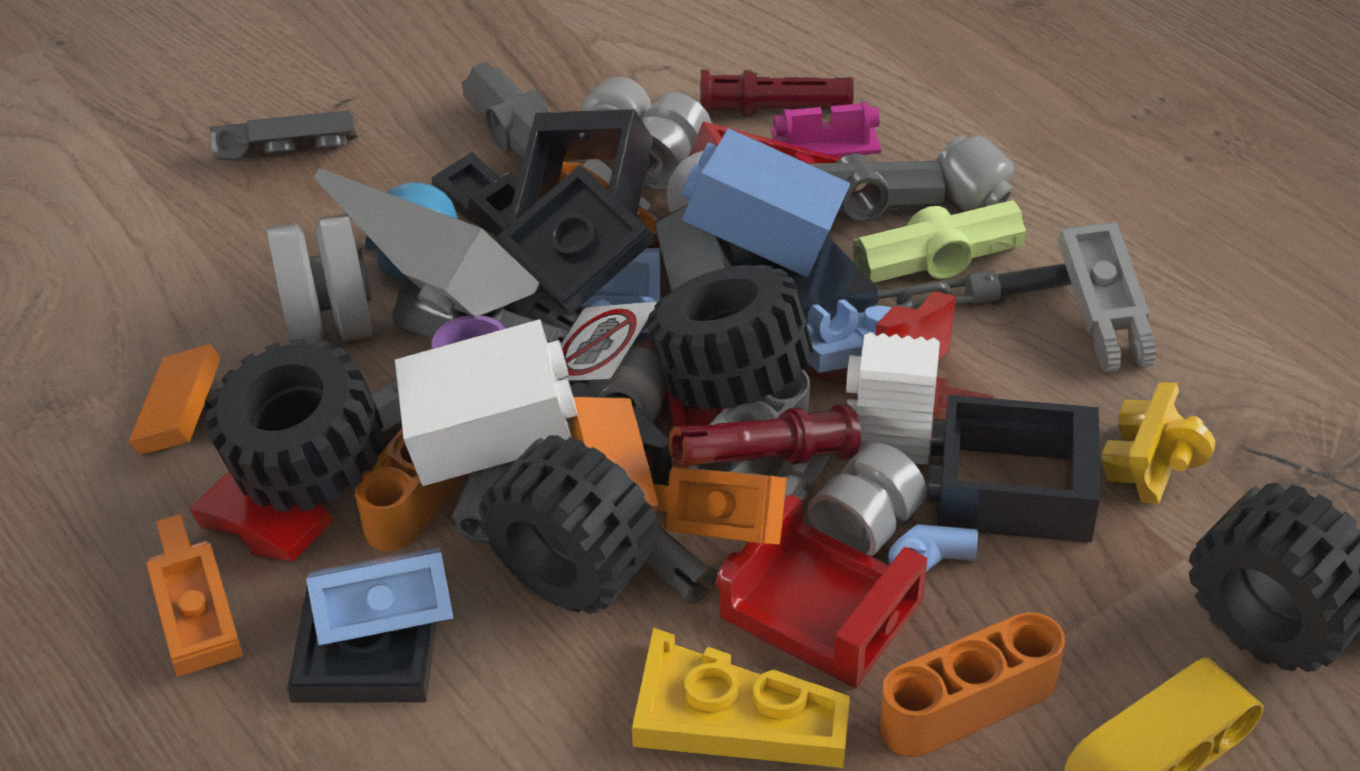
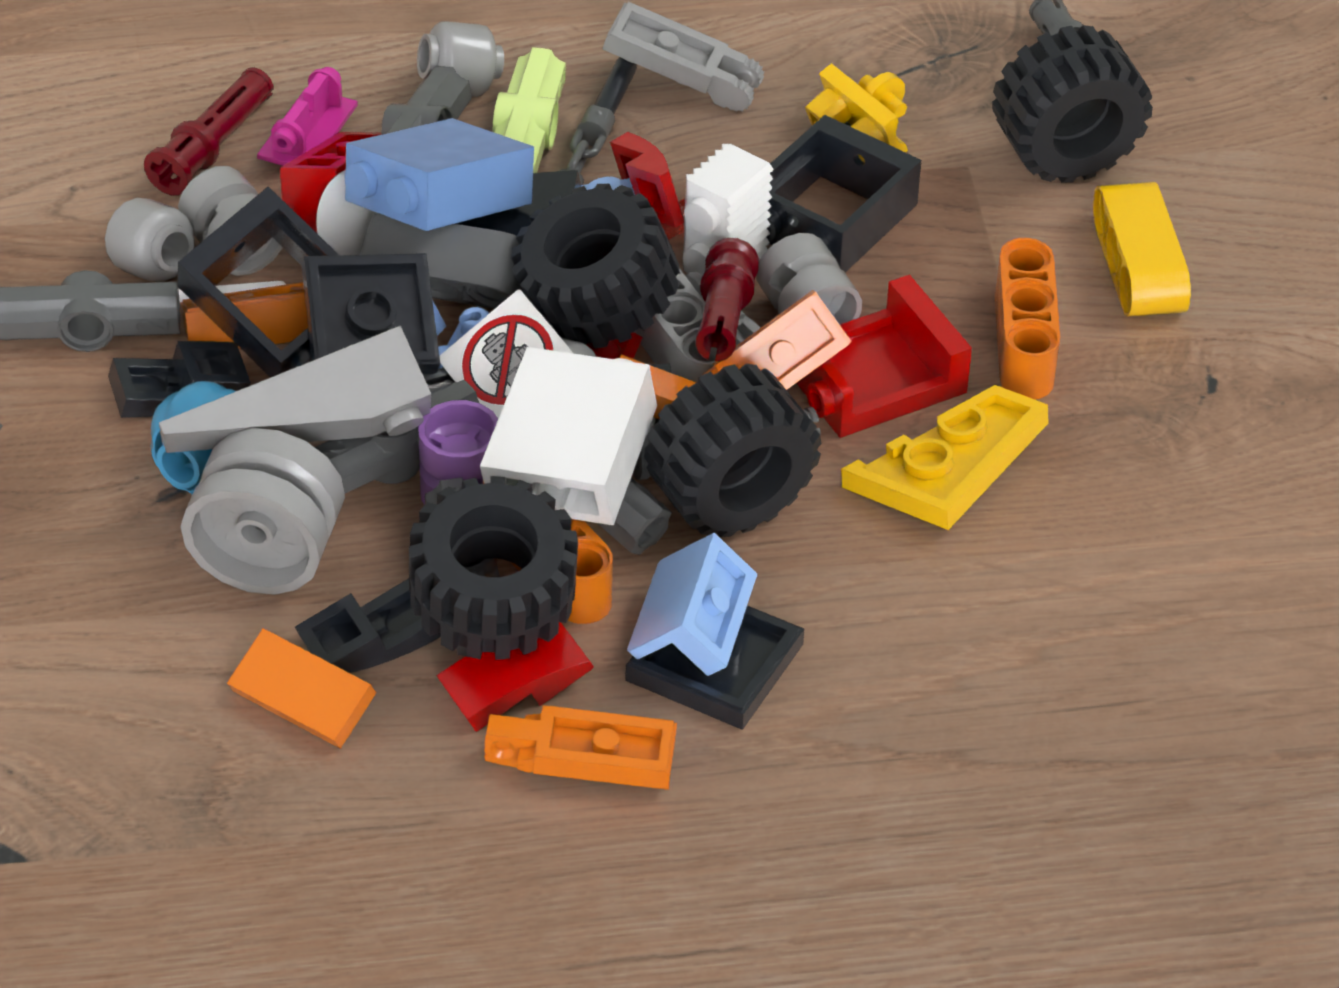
camera: 65 degrees left, 0 degrees up
(938, 543) = (868, 278): light blue arm -> none

